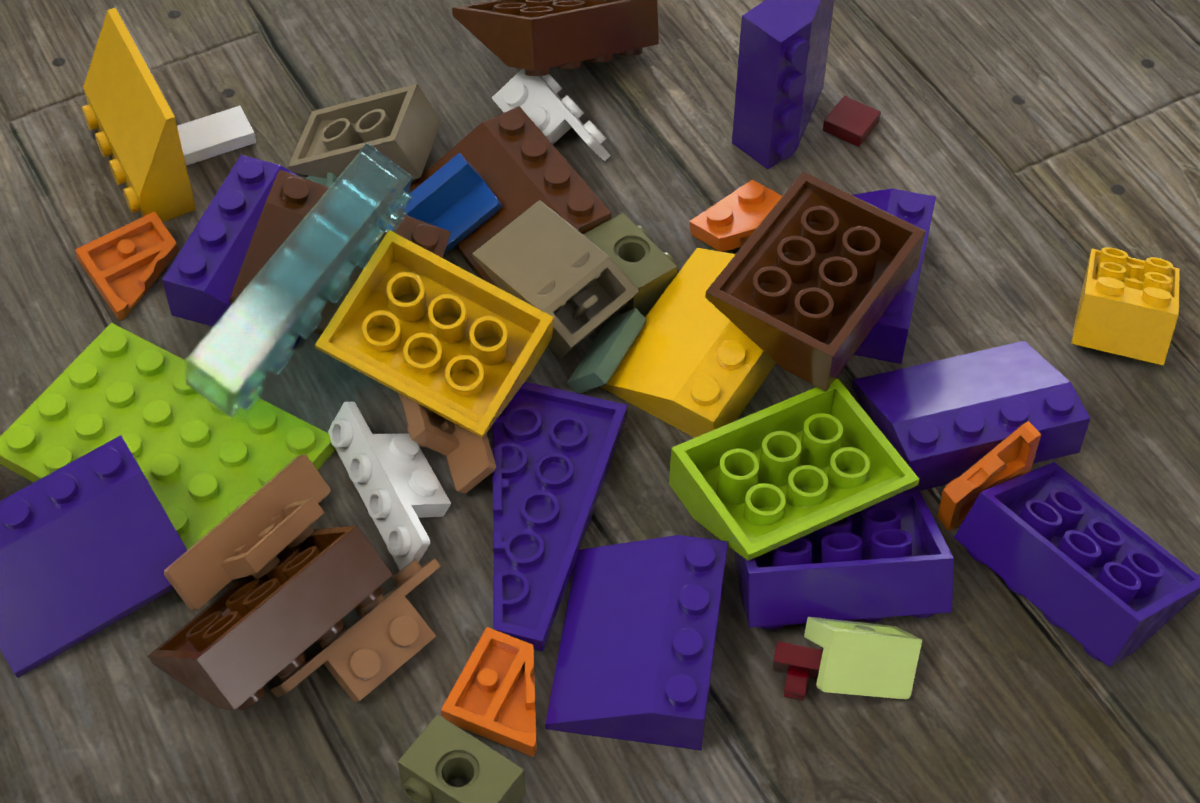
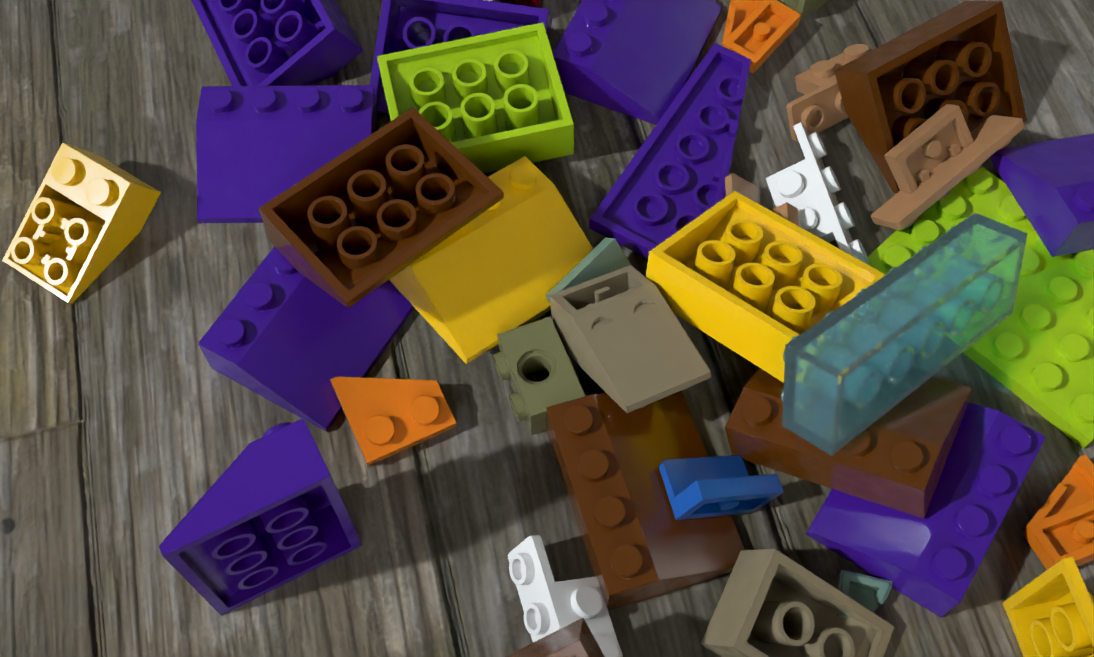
camera: 165 degrees left, 10 degrees up
(1004, 462) = (310, 68): orange wing -> none

